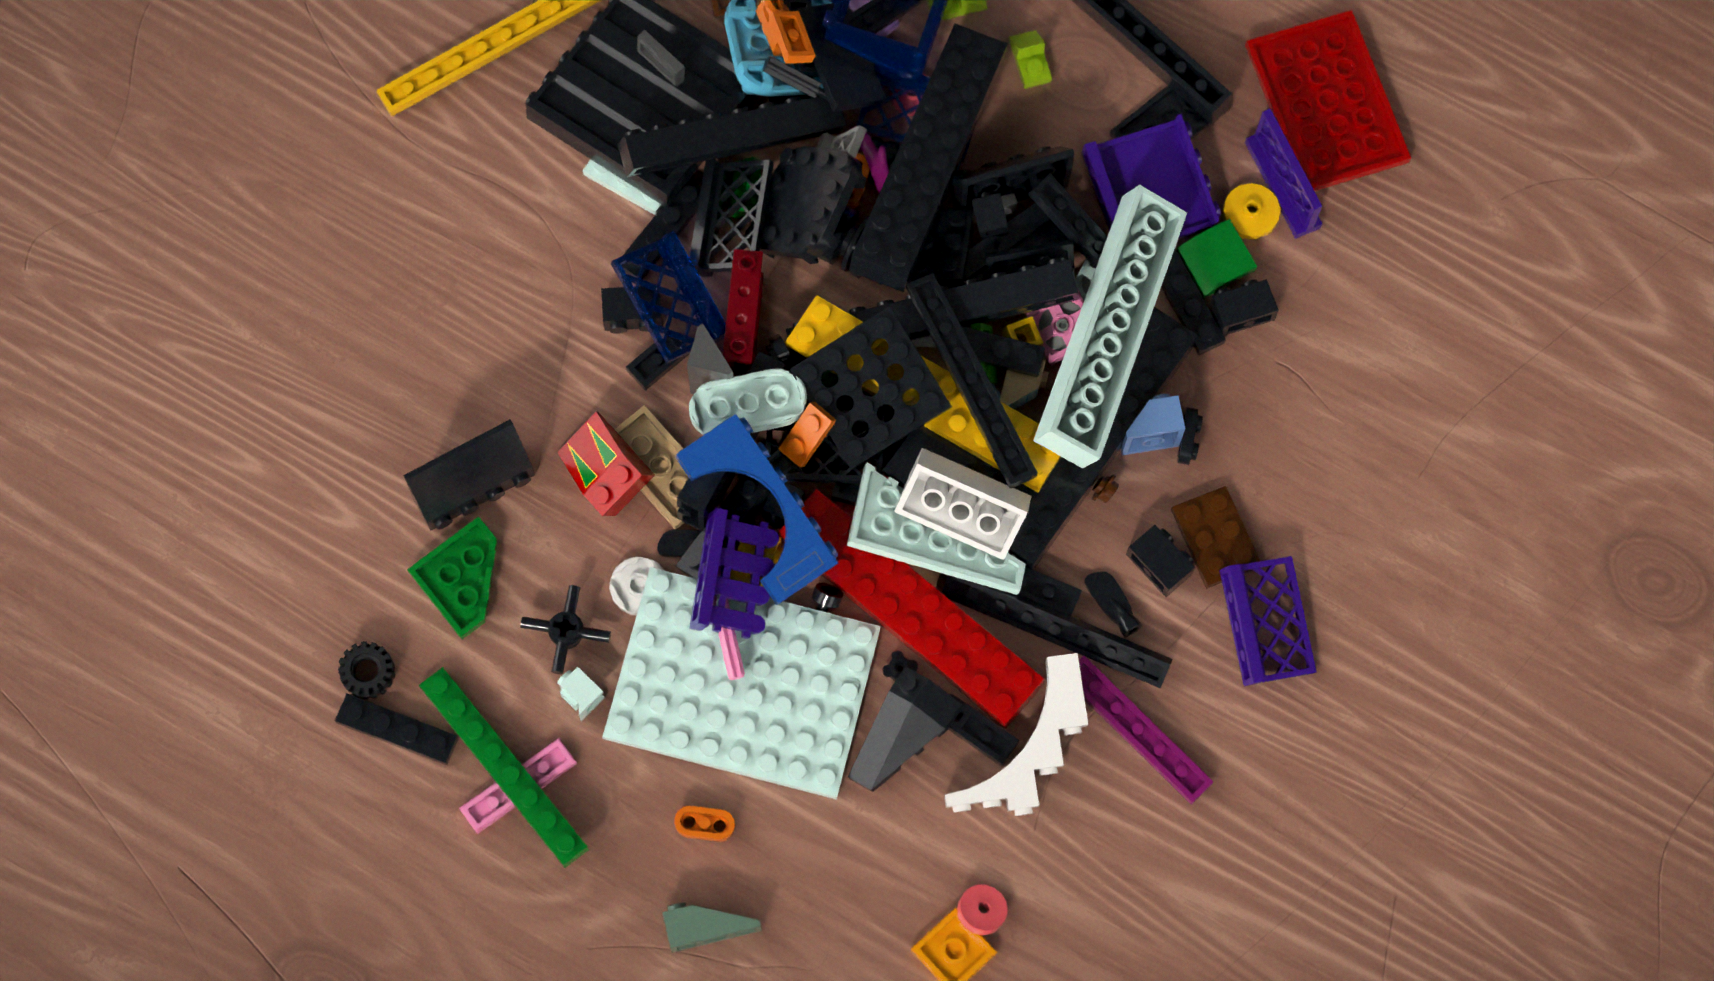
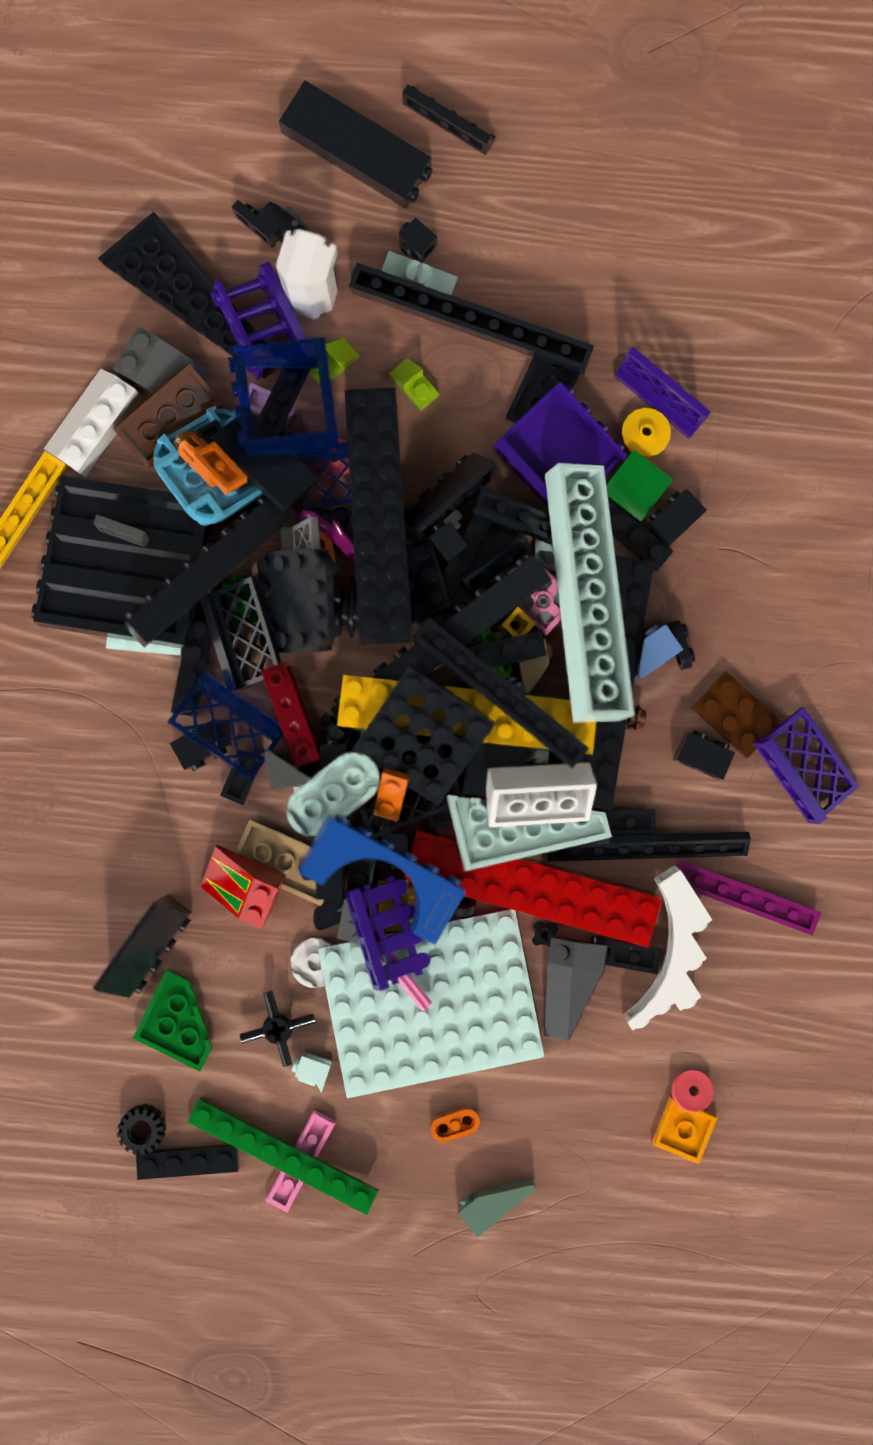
camera: 30 degrees left, 15 degrees up
(793, 77) = (236, 498): black axle -> none
(1112, 601) = (680, 803): black piece -> none
(1328, 100) = (665, 308): red plate -> none

